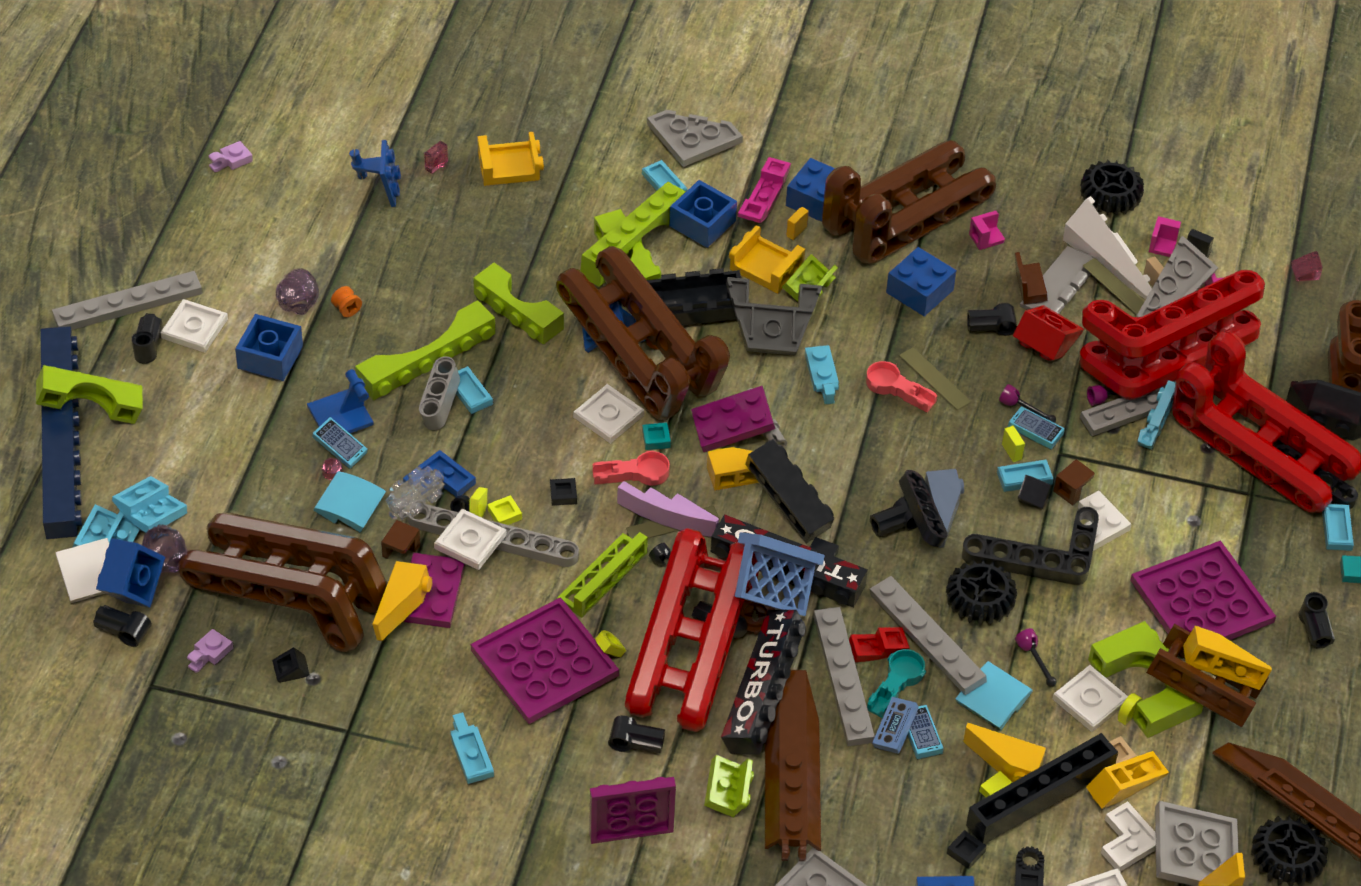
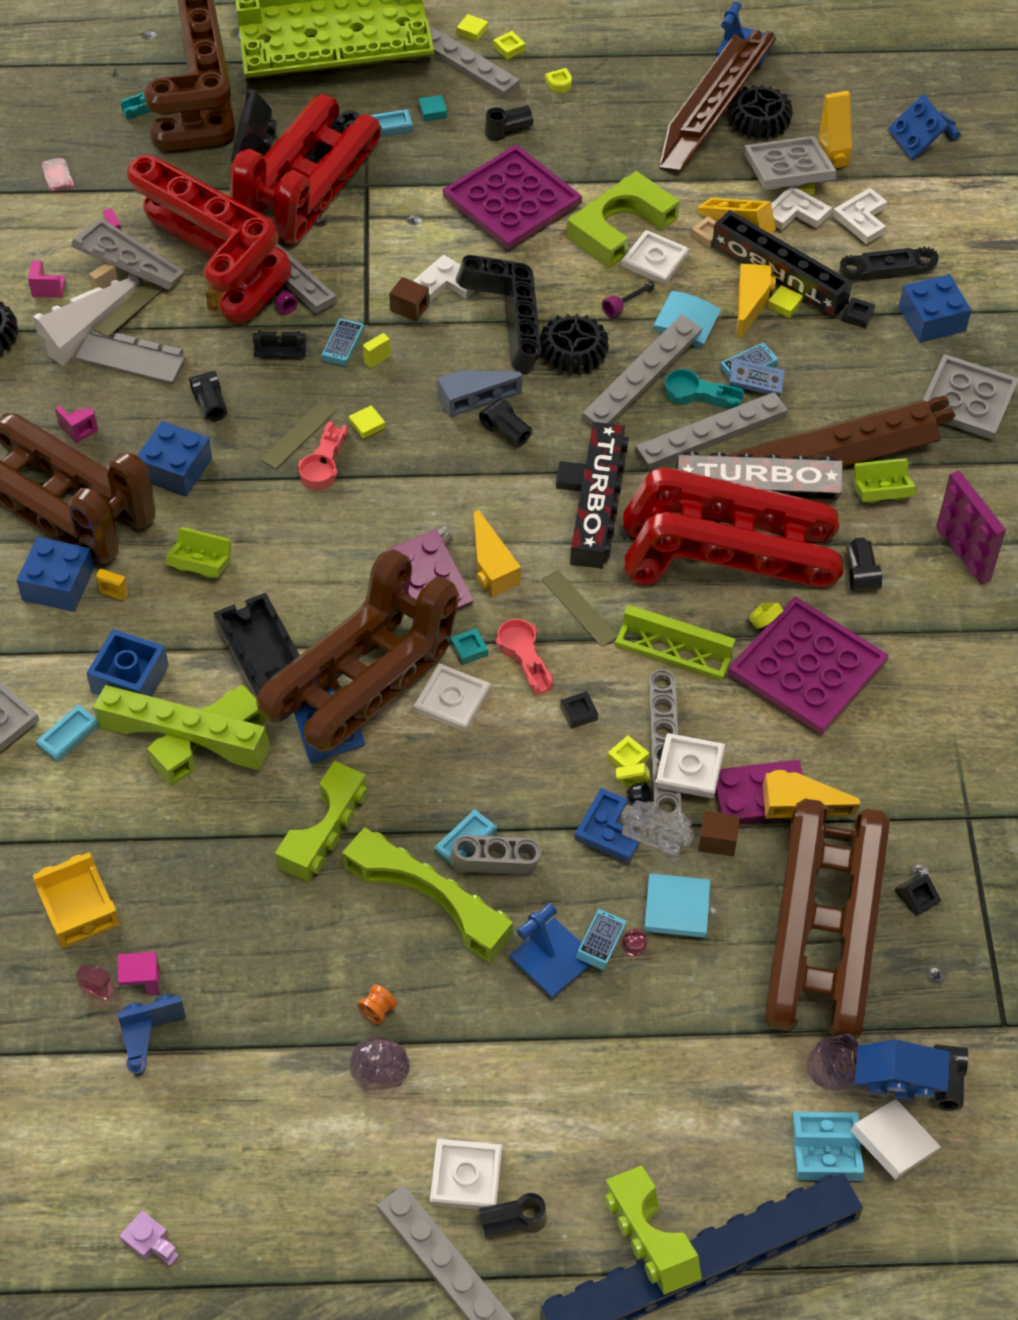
camera: 105 degrees left, 5 degrees up
(149, 504) = (774, 1108): medium azure slope -> none
(209, 648) = (933, 977): lavender plate -> none
(269, 347) = (488, 1058): blue brick -> none
(431, 180) = (140, 969): none -> dark pink panel
(470, 750) = (944, 697): medium azure hinge -> none
(660, 553) = (632, 596): black hinge -> none
(674, 512) = (574, 602): lavender slope -> none
(765, 261) = (178, 601): yellow panel -> none
(766, 191) = (67, 630): dark pink slope -> none
(772, 327) = (285, 567): dark grey wing -> none
(780, 554) = (649, 455): medium blue fence -> none
(790, 490) = (518, 500): black brick -> none
(822, 372) = (327, 522): medium azure hinge -> none
(878, 645) = (663, 410): red slope -> none
(923, 508) = (499, 393): black beam -> none
(931, 423) = (367, 422): none -> neon yellow tile
(1011, 396) = (310, 365): hinge -> none
(1012, 476) = (408, 342): medium azure tile -> none
(1030, 281) = (144, 373): reddish brown panel -> none
(1033, 492) = (432, 329): black slope -> none
(1043, 380) = (287, 345): none -> black hinge
(1047, 332) = (216, 345): red slope -> none
(1128, 707) = (659, 224): neon yellow tile -> none
(1158, 416) = (305, 246): medium azure hinge -> none
(1198, 685) = (630, 176): reddish brown fence -> none
(1201, 241) = (50, 252): black tile -> none
(1224, 658) = (598, 155): yellow slope -> none

